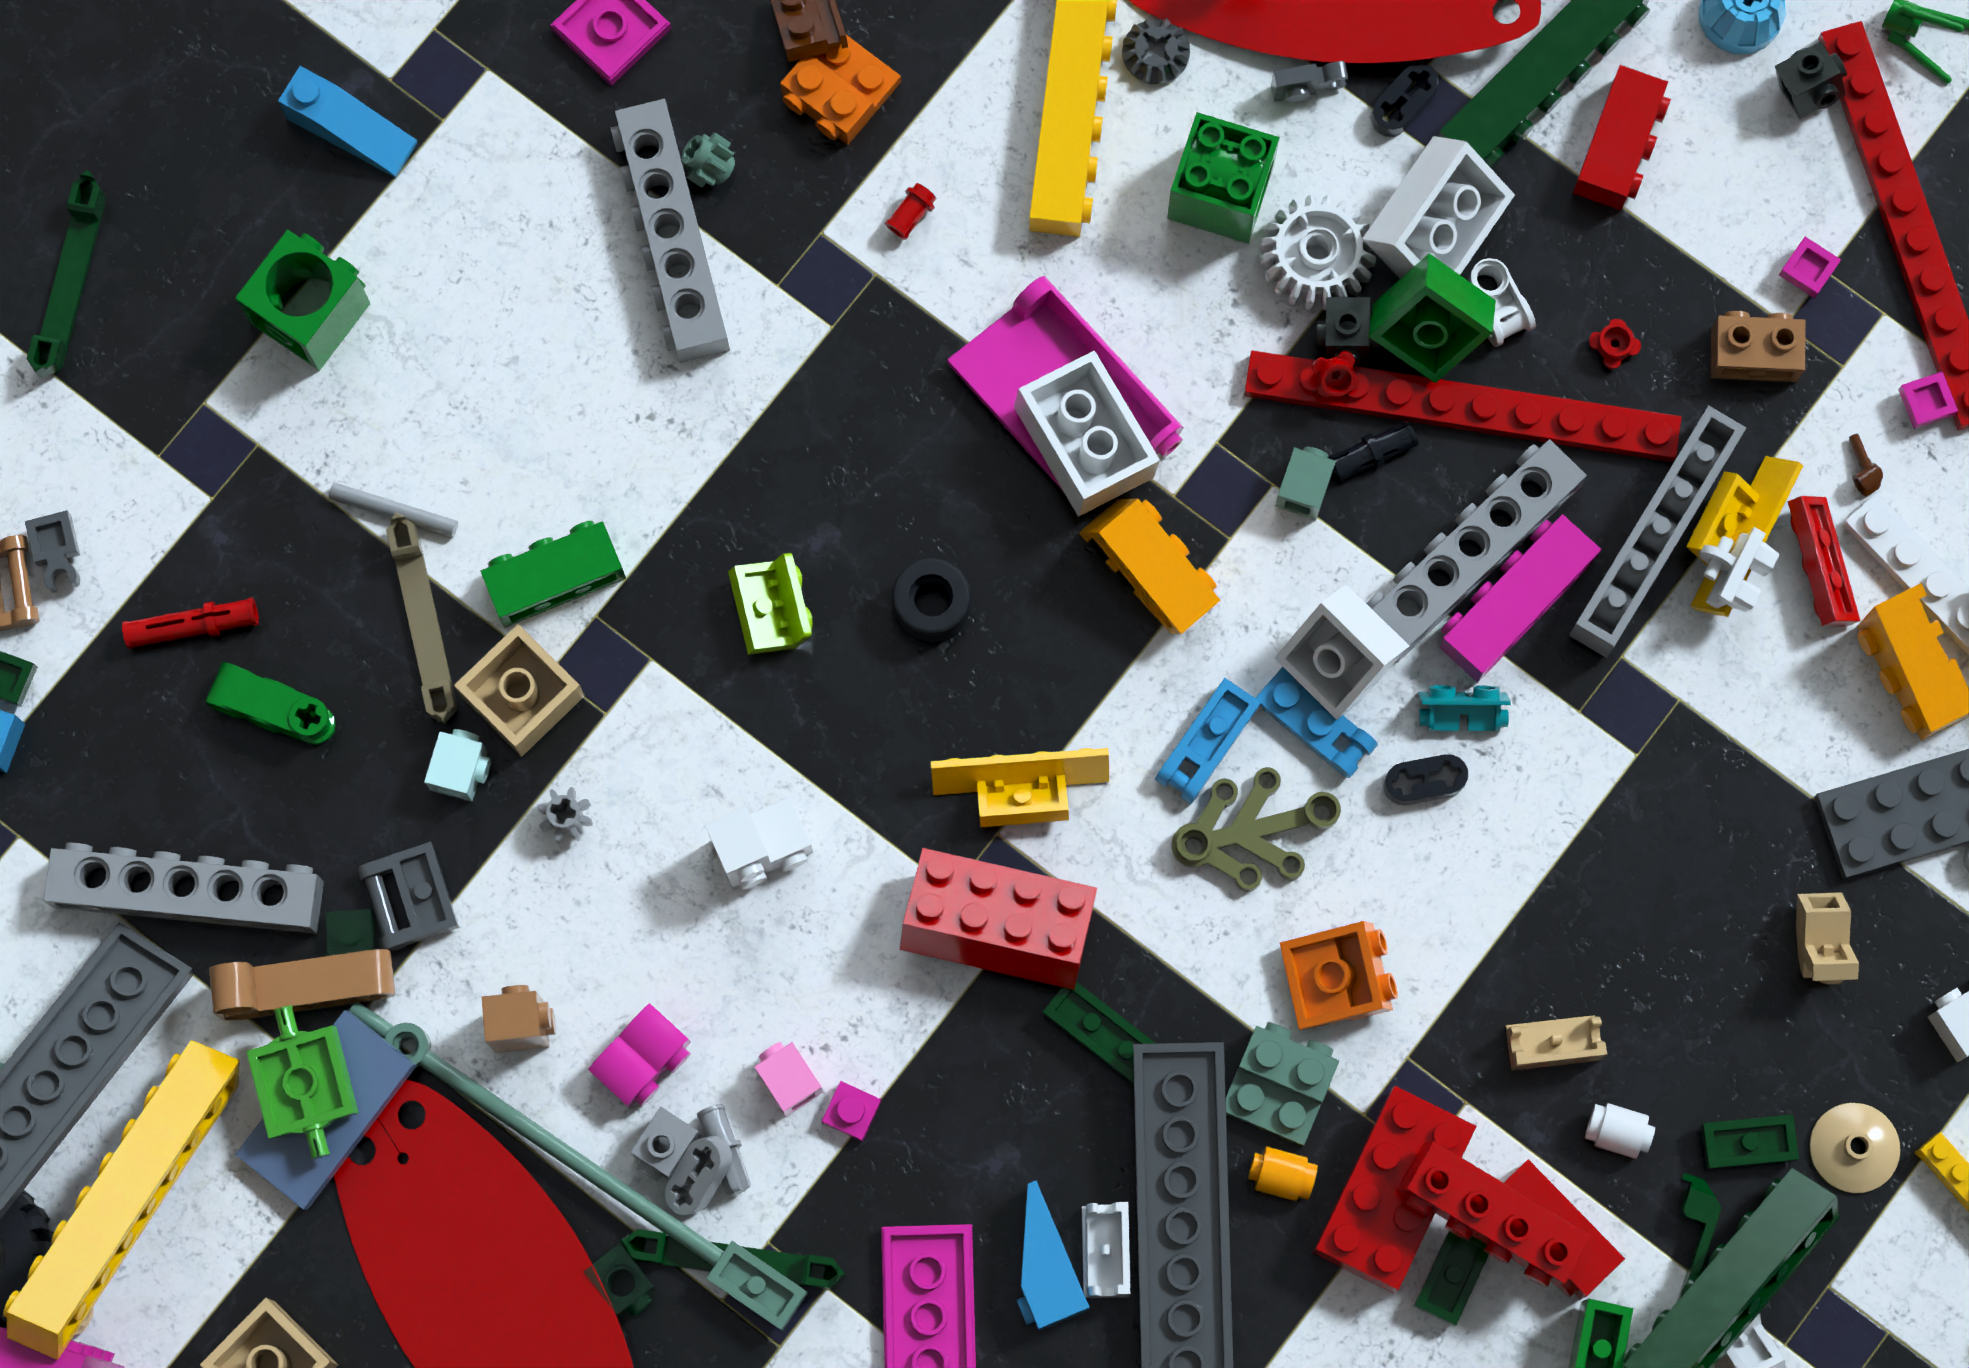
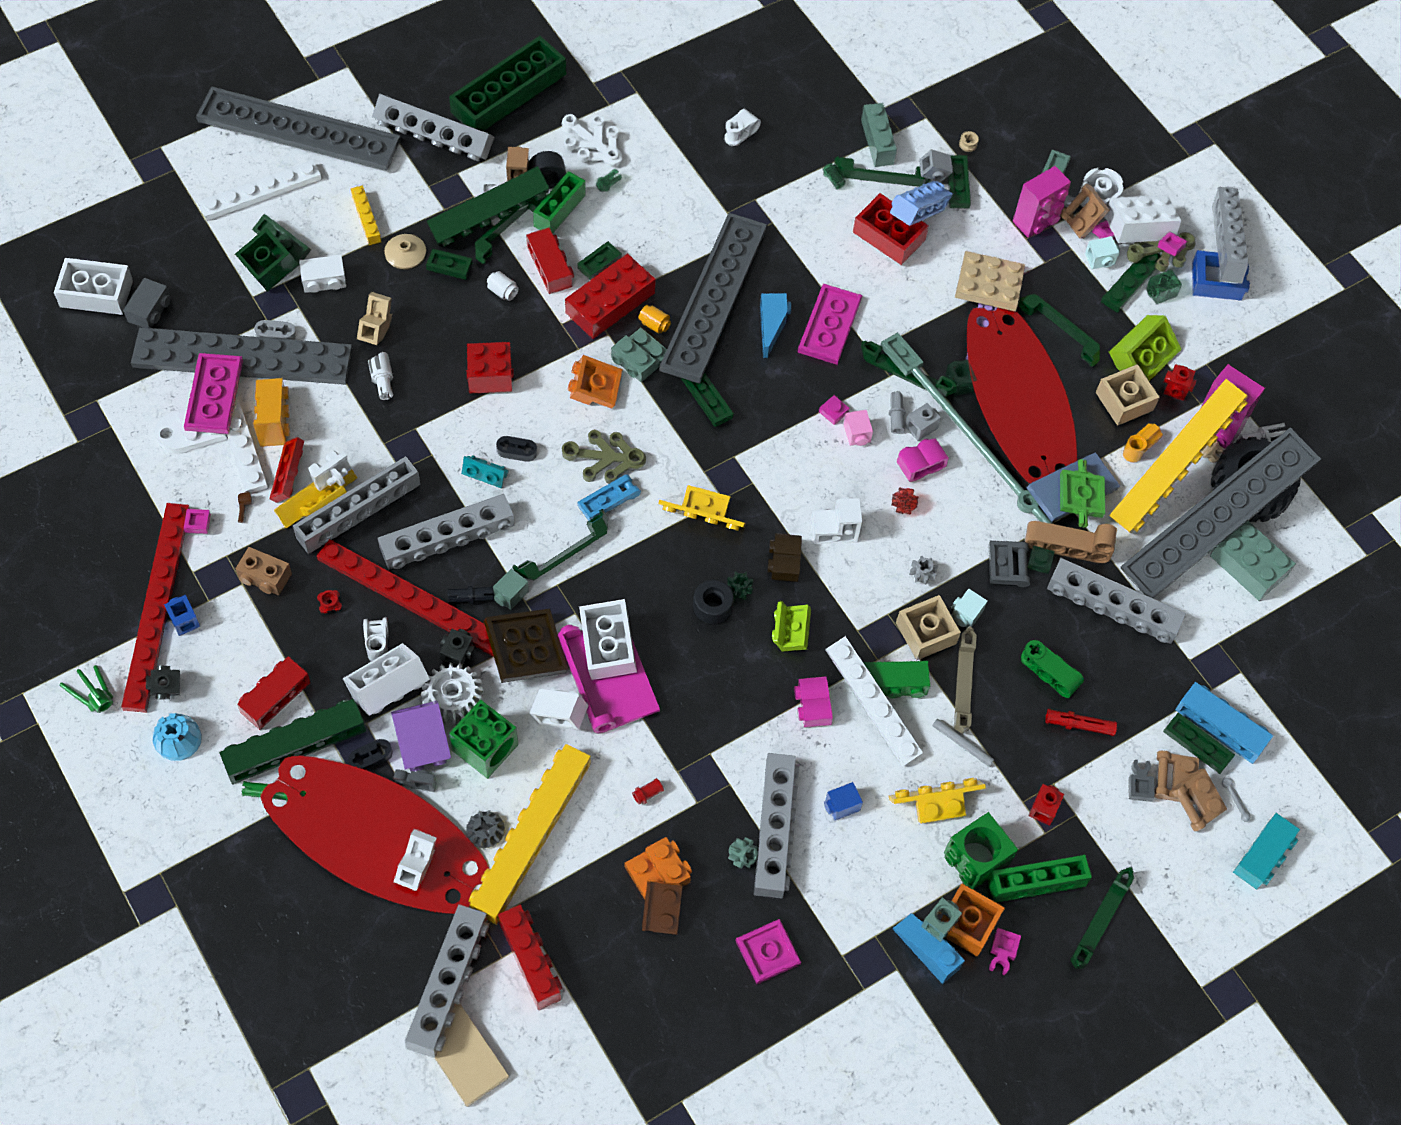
camera: 165 degrees left, 15 degrees down
(184, 297) = (1039, 878): none -> green brick
(211, 1276) = (1141, 442): none -> light orange piece
(213, 442) = (1046, 804): none -> red brick
(220, 169) = (1005, 947): none -> dark pink plate
(289, 182) = (976, 921): none -> orange brick
(327, 117) = (935, 926): none -> sand green brick
(405, 383) = (938, 802): none -> yellow bracket
(517, 1020) = (974, 485): medium nougat brick -> none
(569, 314) = (843, 801): none -> blue brick
(573, 503) = (874, 701): none -> white plate
(645, 947) = (904, 500): none -> clear red gear
(680, 476) = (814, 702): none -> dark pink brick
(691, 1171) = (912, 401): light grey beam -> none
(831, 742) = (786, 557): none -> dark brown brick
(893, 662) = (740, 585): none -> clear green gear
(997, 918) = (738, 451): brick -> none
(1106, 1250) = (743, 318): white hinge -> none
(1119, 284) = (559, 708): none -> white brick
(1153, 563) = (600, 572): light orange wedge -> none
(1229, 379) = (525, 645): none -> dark brown plate
(1284, 532) = (597, 526): none -> dark green piece
(1313, 725) = (555, 490): dark azure plate -> none
(1333, 144) = (421, 736): none -> medium lavender brick
(1338, 386) = (473, 624): red plate -> none
(1341, 651) = (531, 501): white brick -> none
(1432, 318) = (415, 628): green brick -> none
(1493, 1213) = (575, 258): red brick -> none
(1519, 598) = (435, 501): dark pink brick -> none
(1554, 923) = (489, 367): none -> red brick
(1555, 1042) = (512, 326): tan hinge -> none
(1754, 831) = (381, 374): none -> white arm
(1809, 267) = (217, 600): dark pink plate -> none
(1858, 201) = (182, 615): none -> blue brick

